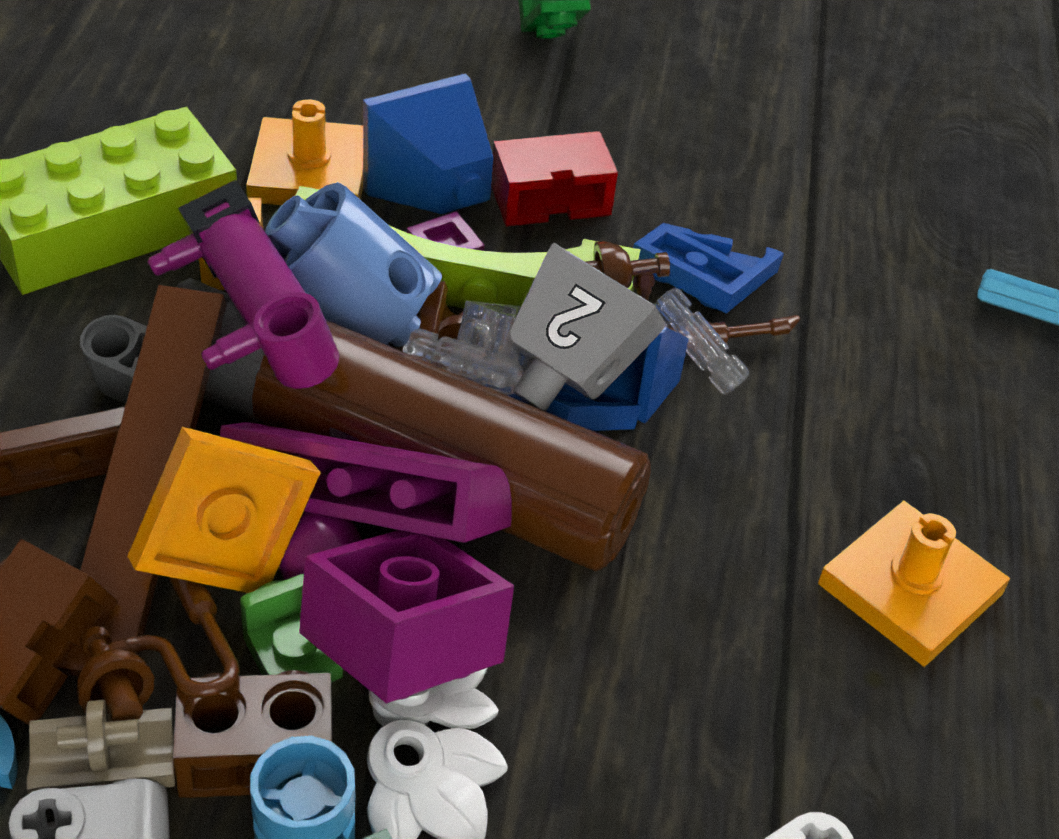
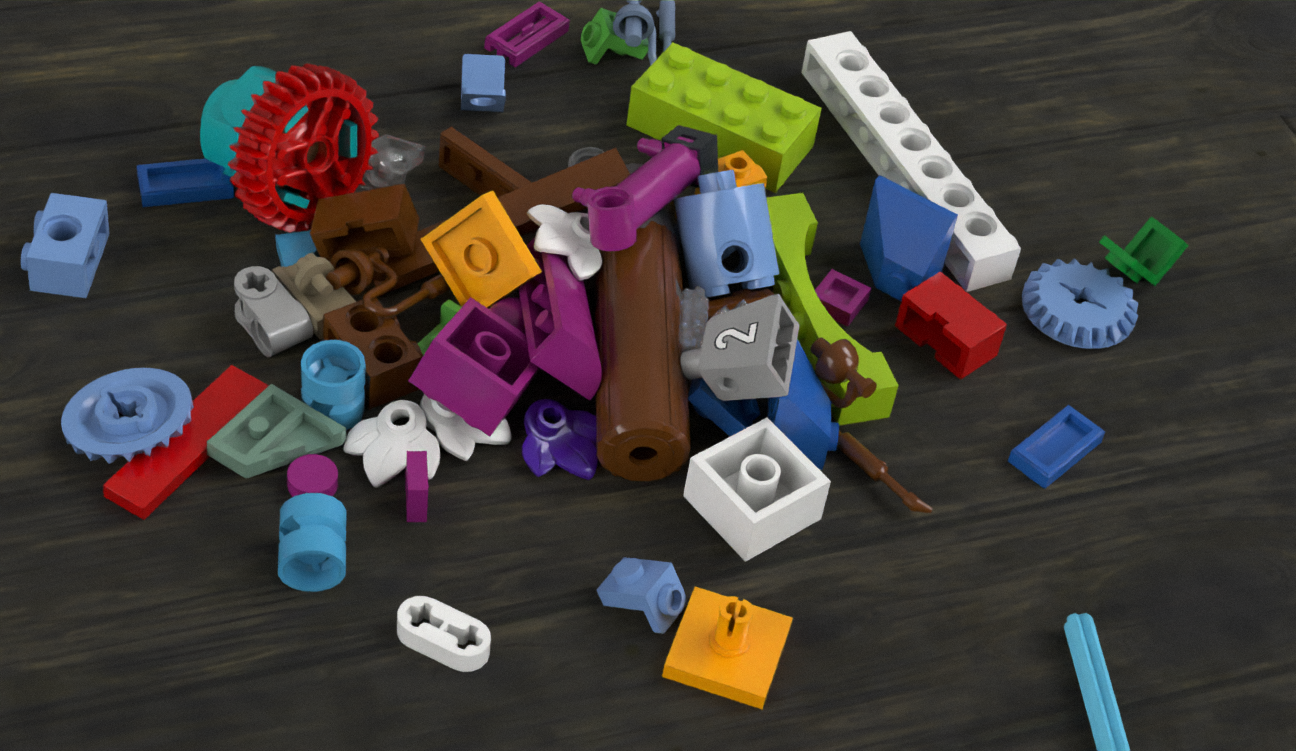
camera: 60 degrees right, 0 degrees up
(237, 84) = (909, 155): none -> white brick
(263, 406) = (568, 236): none -> white plate
(305, 154) = (843, 196): light orange tile -> none
(534, 787) = (416, 486): none -> magenta tile
(539, 593) = (566, 443): none -> dark purple plate
(569, 83) = (1091, 325): none -> medium blue gear
(704, 343) = (849, 454): clear axle -> none
(707, 266) = (940, 443): blue wing -> none
(723, 438) = (756, 488): none -> white brick
(747, 191) = (1056, 446): none -> blue tile
(808, 618) = (645, 587): none -> medium blue bracket

